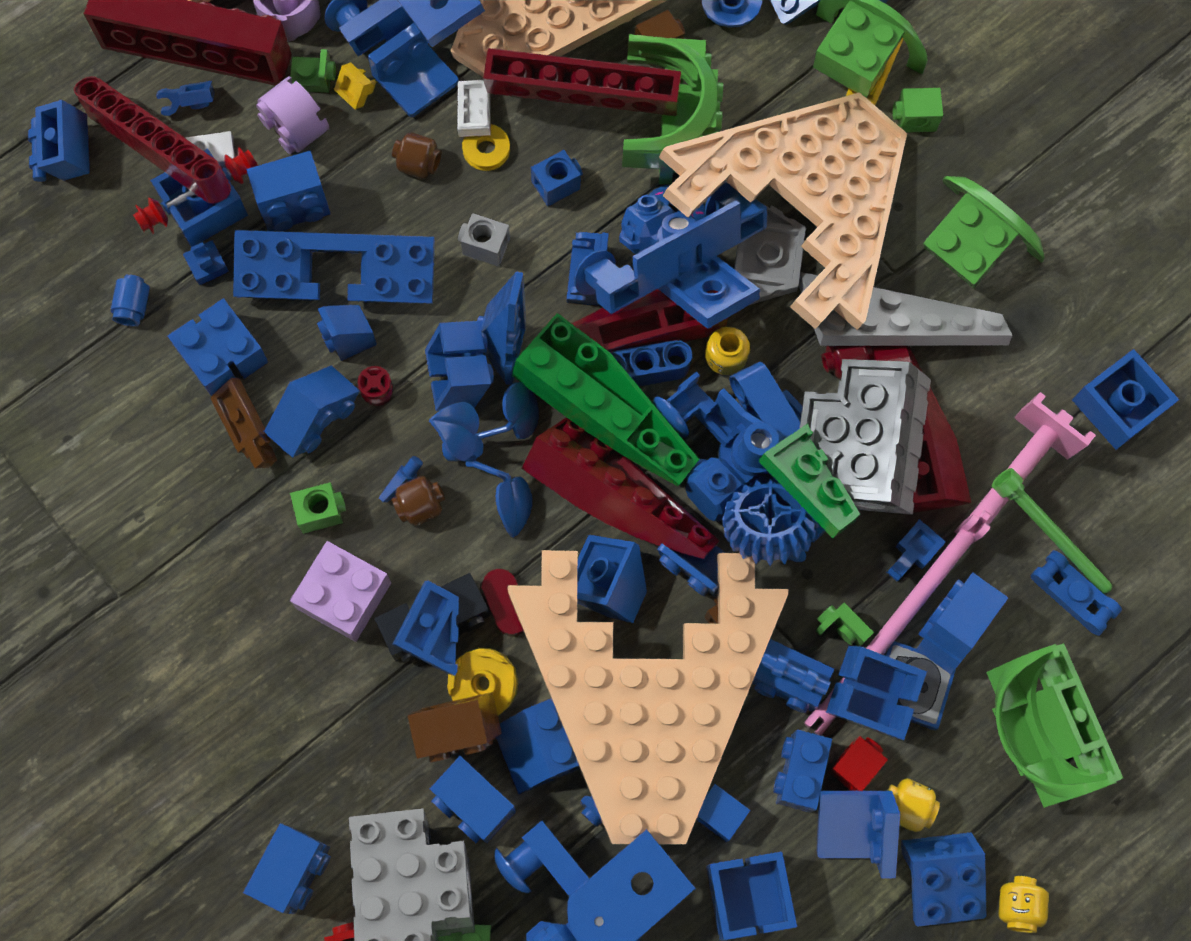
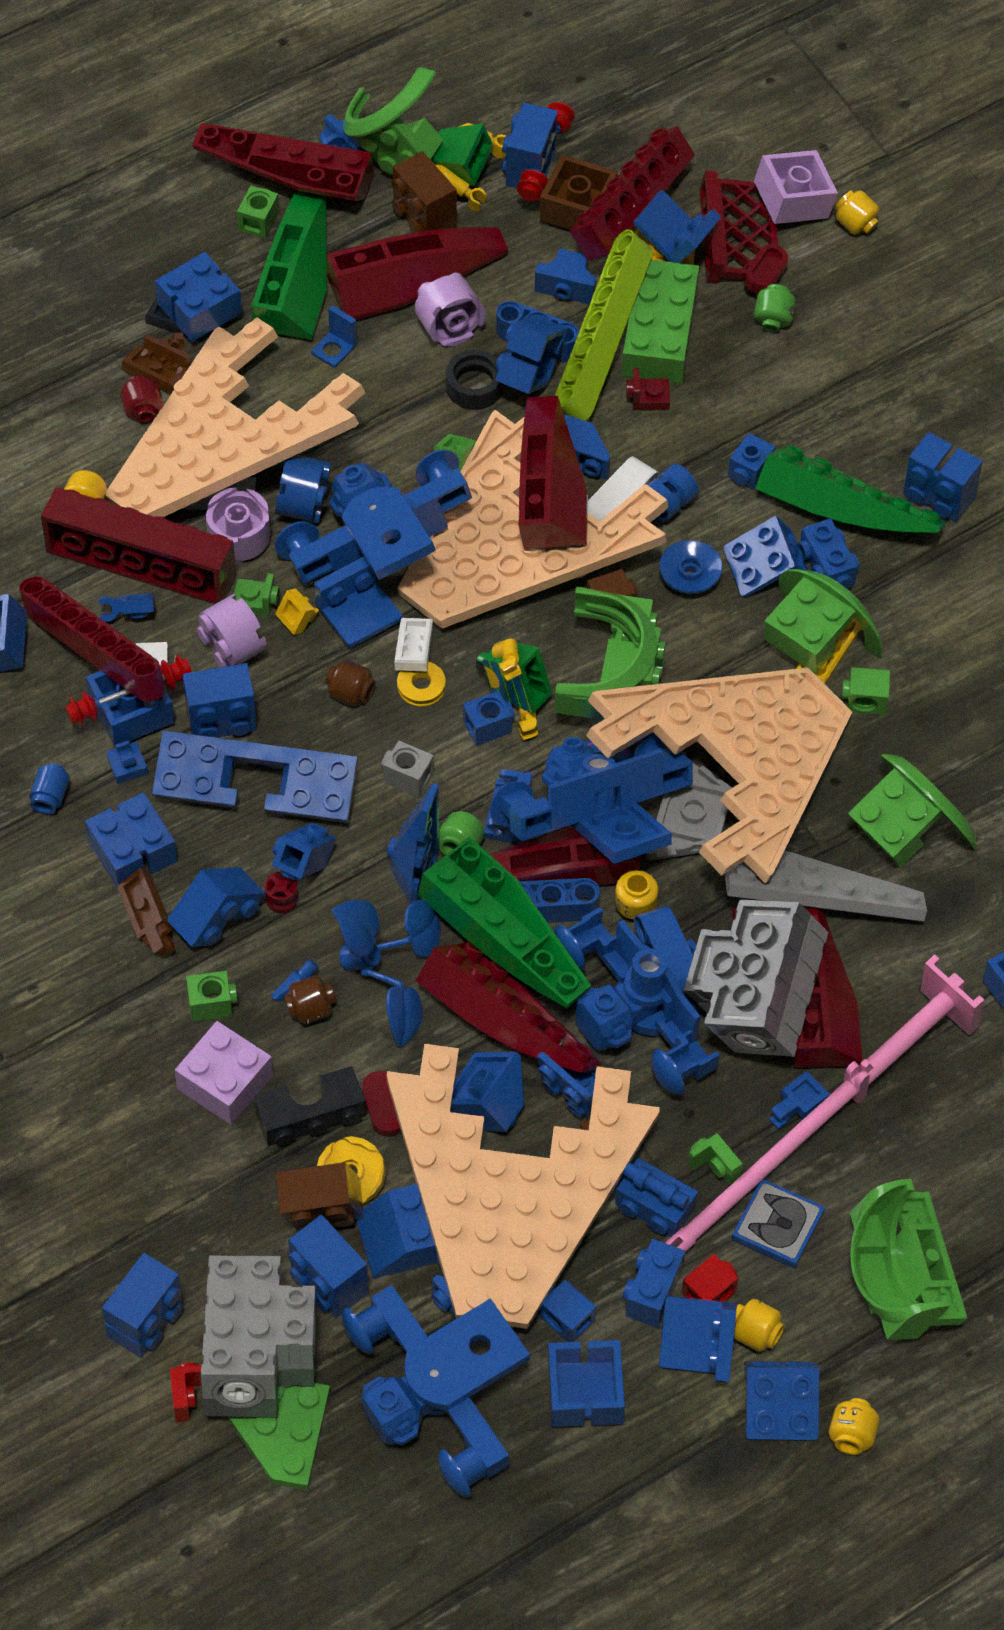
camera: 10 degrees right, 15 degrees down
(345, 330) = (256, 835): blue slope -> none
(391, 343) = (303, 851): none -> blue brick
(431, 628) = (308, 1108): blue wing -> none
(458, 353) = (367, 870): blue piece -> none
(543, 303) = (457, 828): none -> bright green head
(582, 82) = (551, 631): dark red brick -> none
(584, 135) = (519, 677): none -> torso
(749, 527) = (650, 1042): blue gear -> none
(808, 480) = (690, 1003): green wing -> none
(873, 689) = (732, 1211): blue piece -> none
(960, 622) = (828, 1162): blue piece -> none
(1010, 485) = (896, 1042): bright green piece -> none
(1075, 593) = (956, 1158): blue plate -> none

